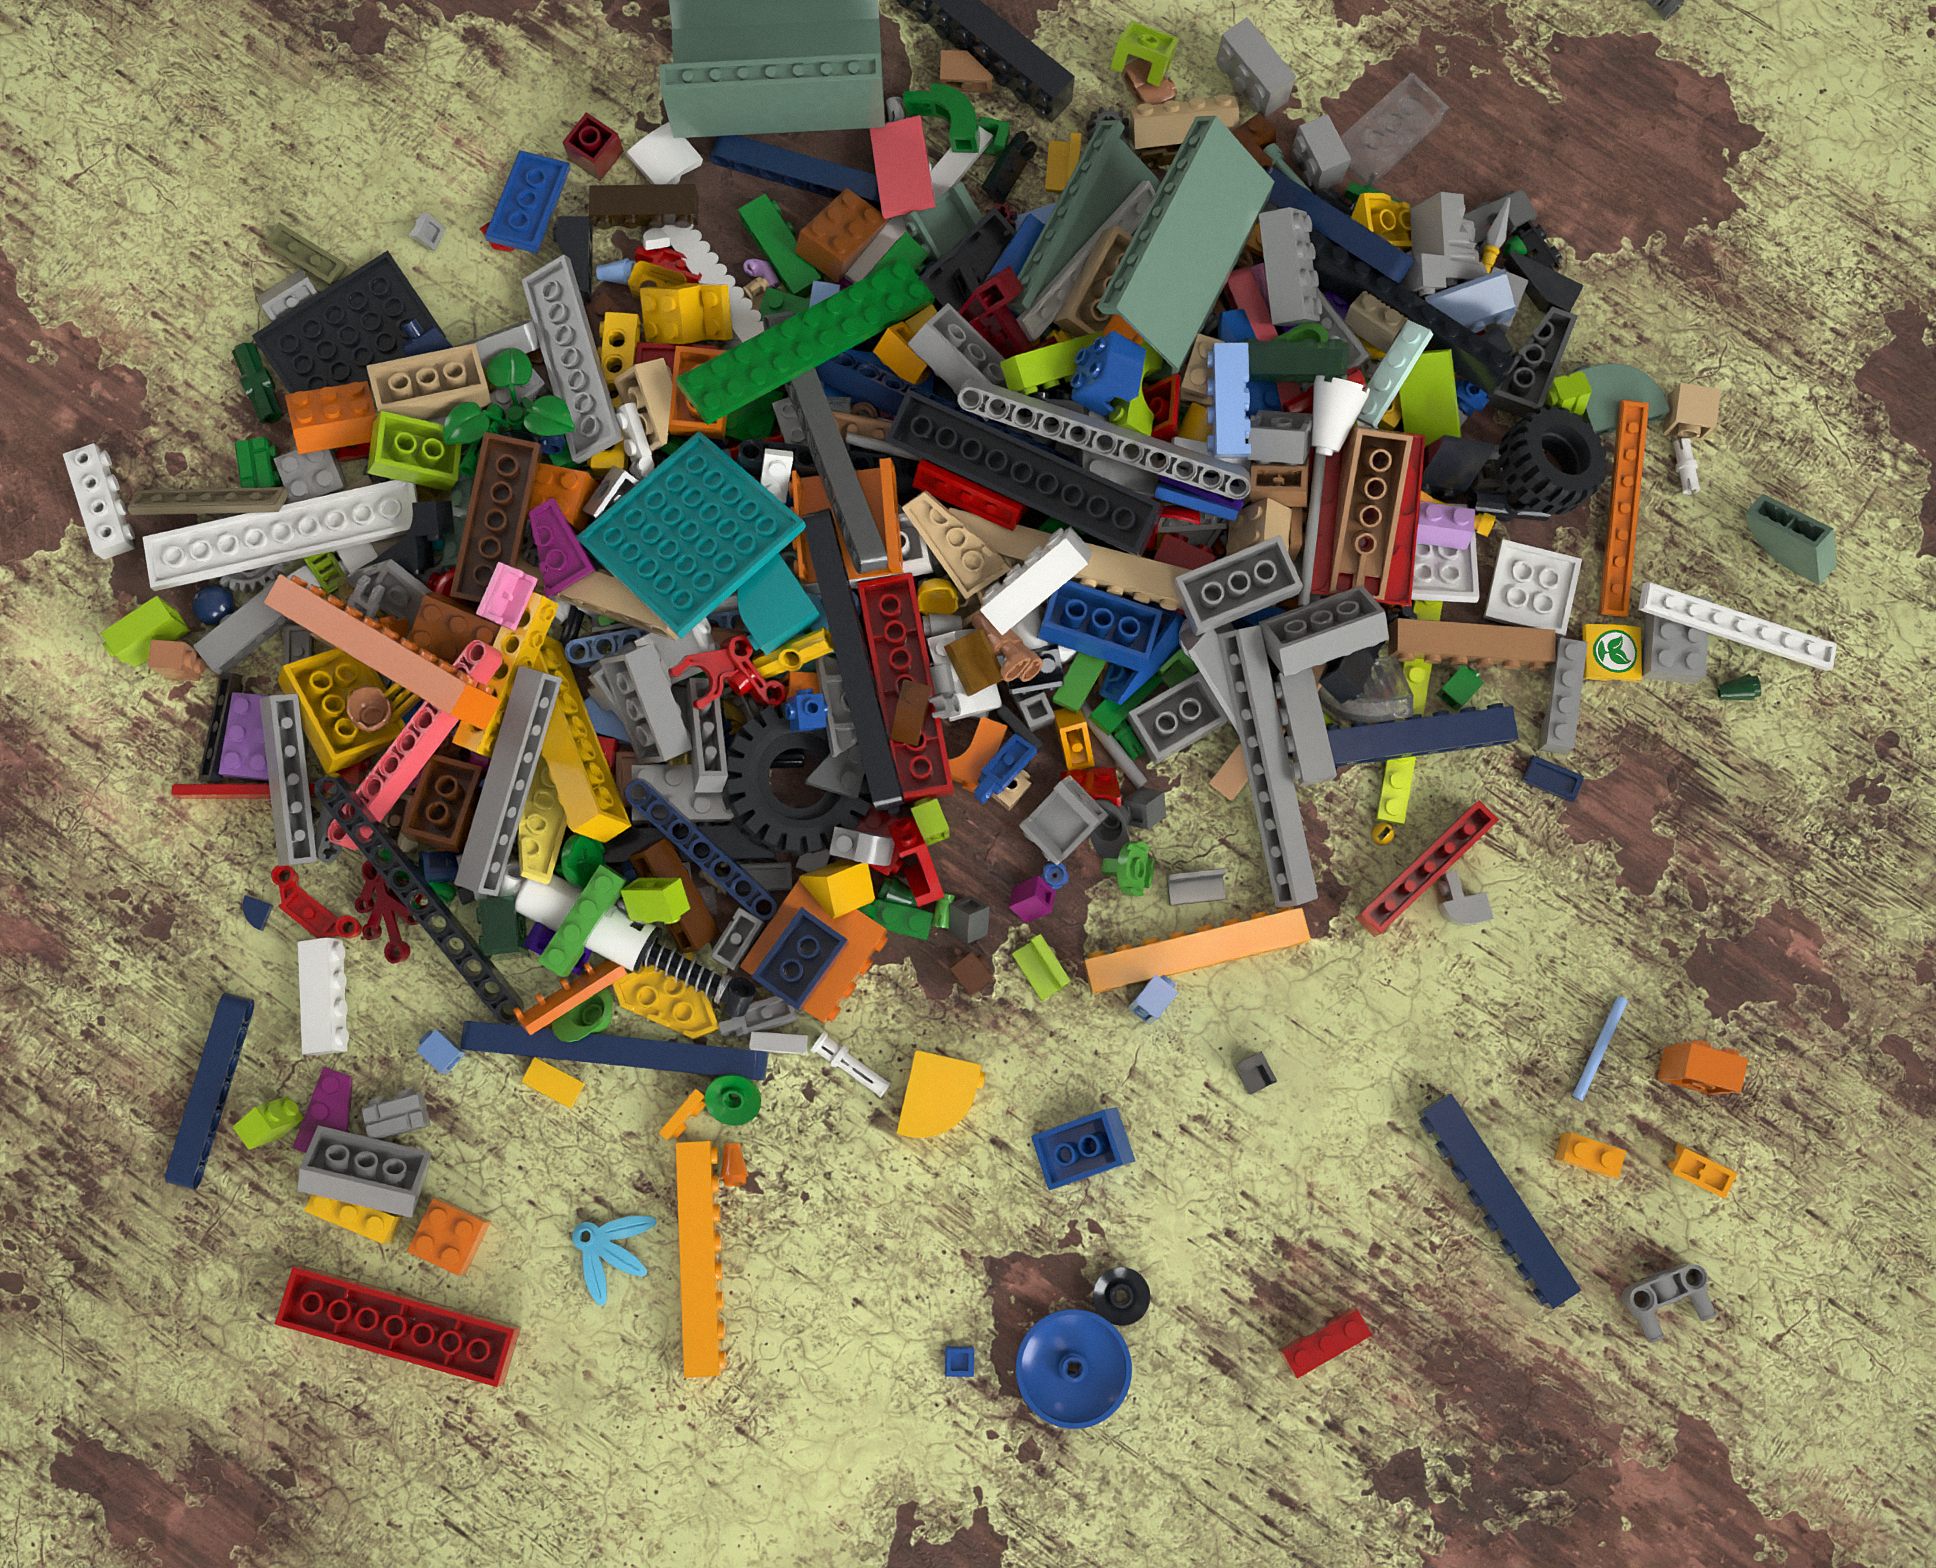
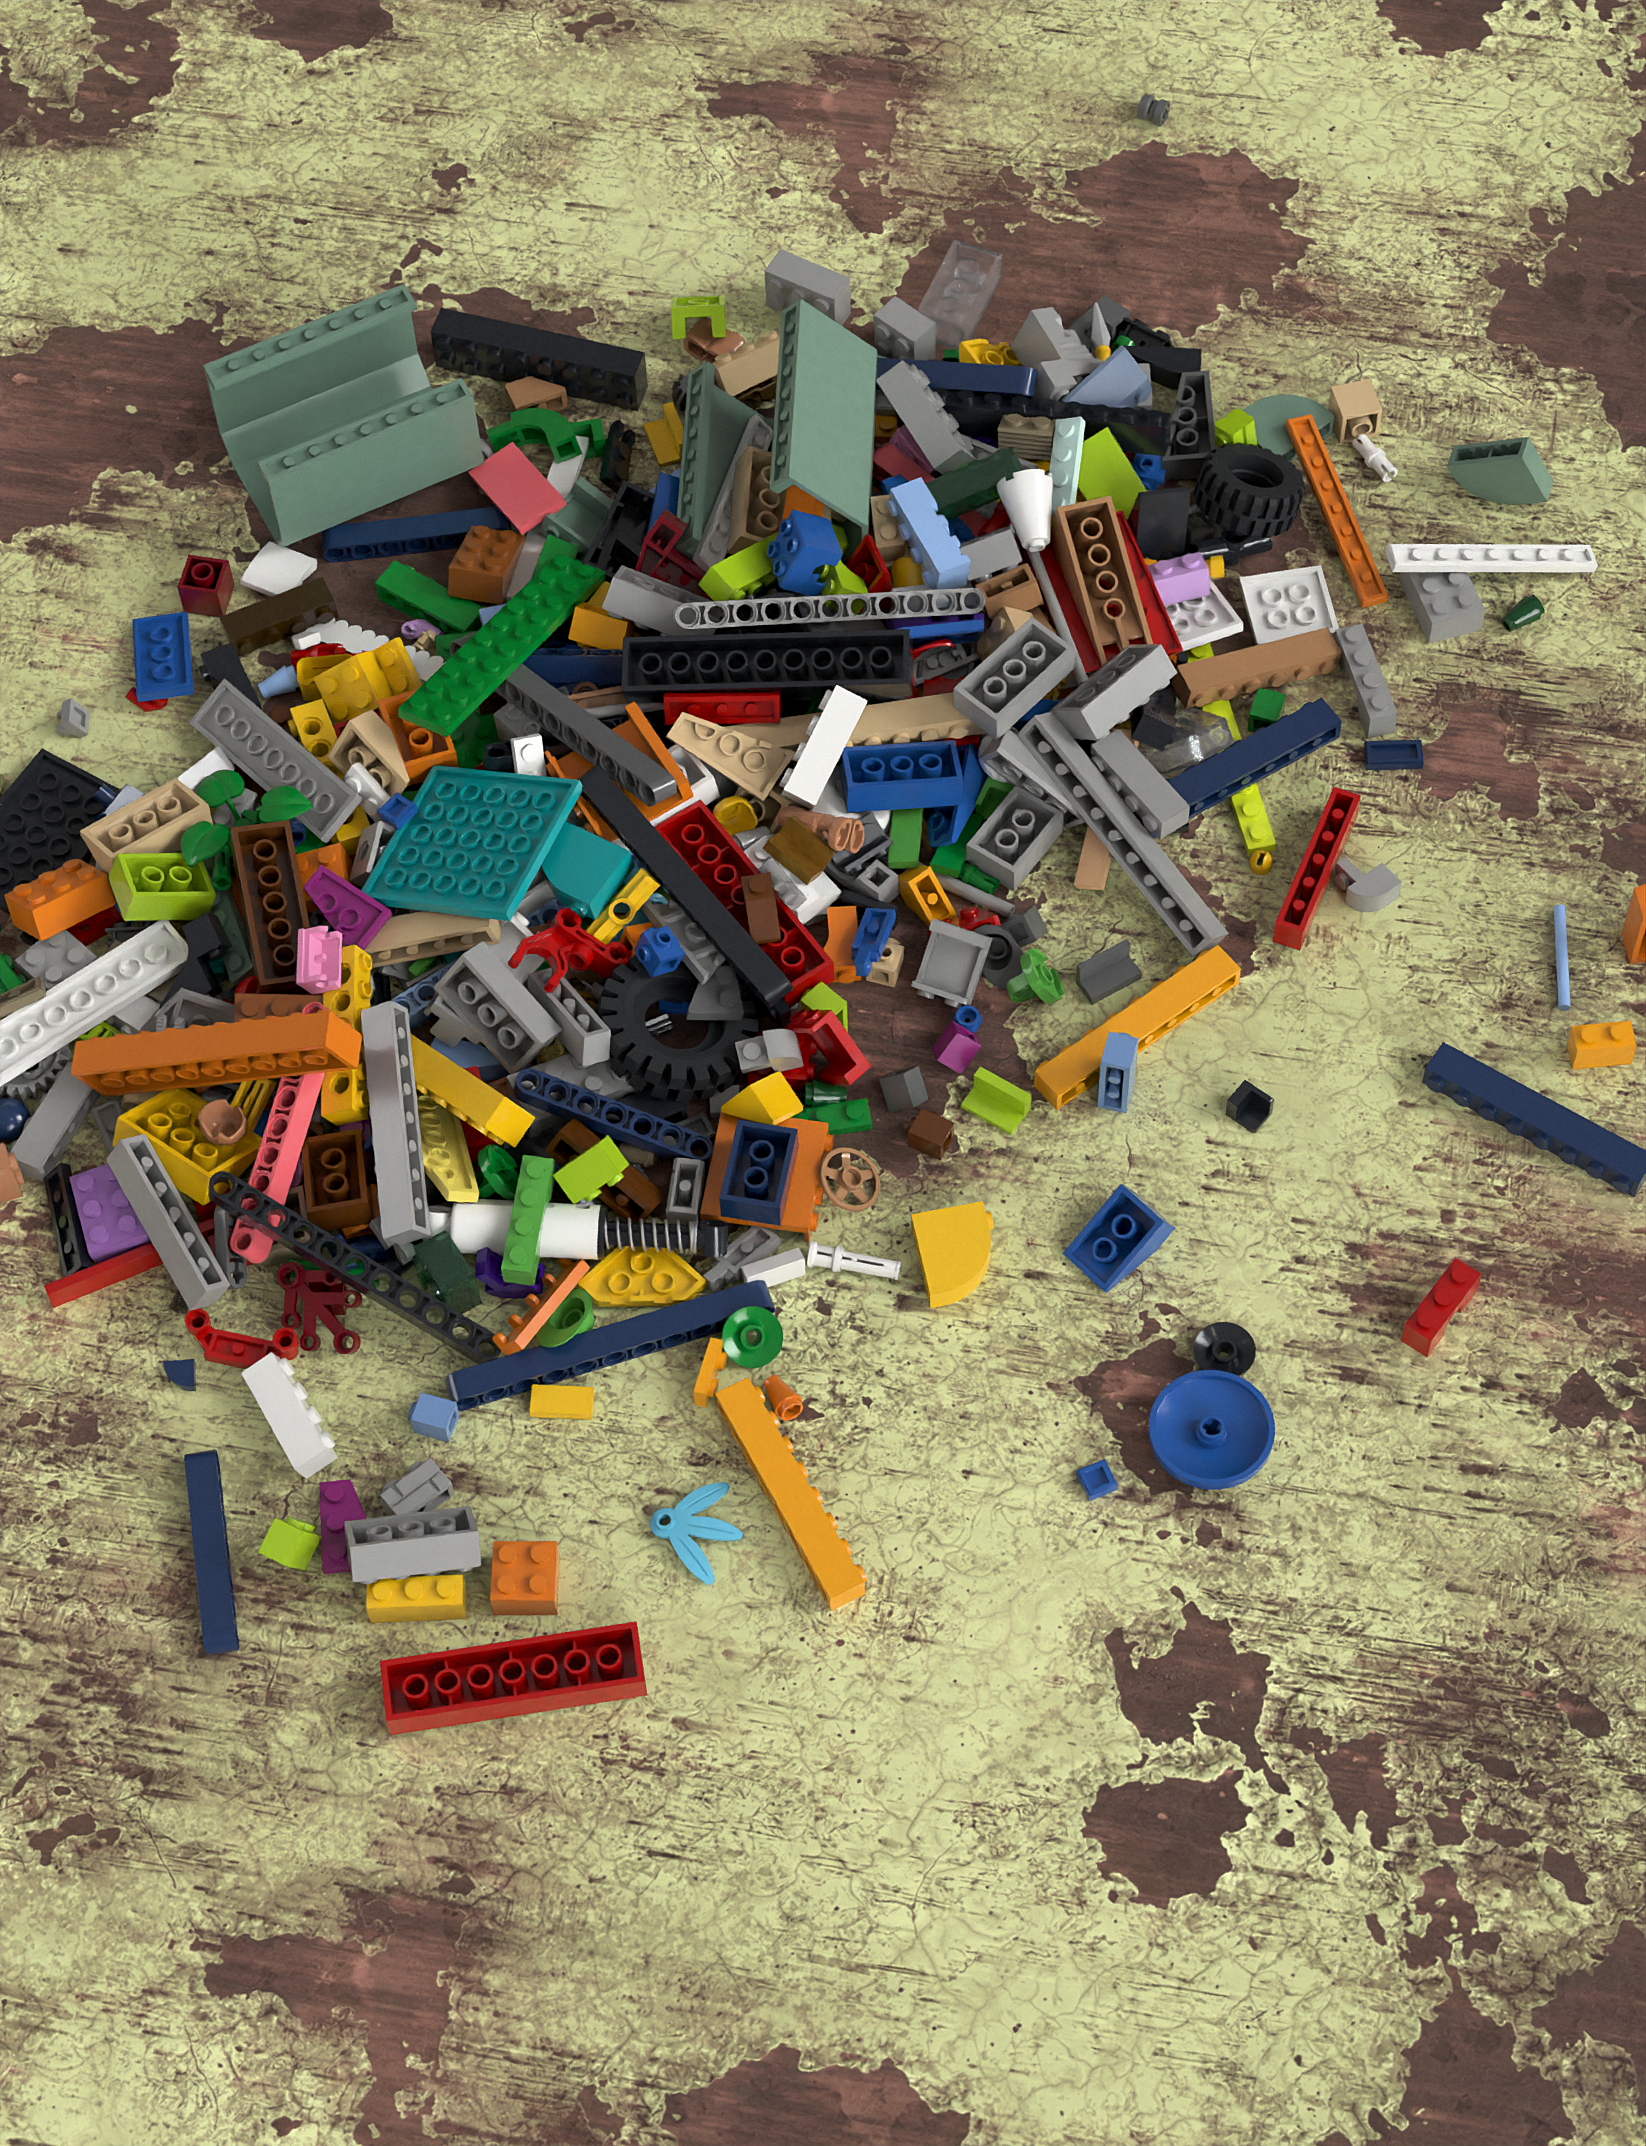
camera: 20 degrees left, 20 degrees down
(645, 466) = (397, 811): none -> blue tile
(881, 987) = (849, 1180): none -> medium nougat wheel
(942, 911) = (874, 1092): bright green pin -> none
(1612, 652) = (1392, 630): slope -> none

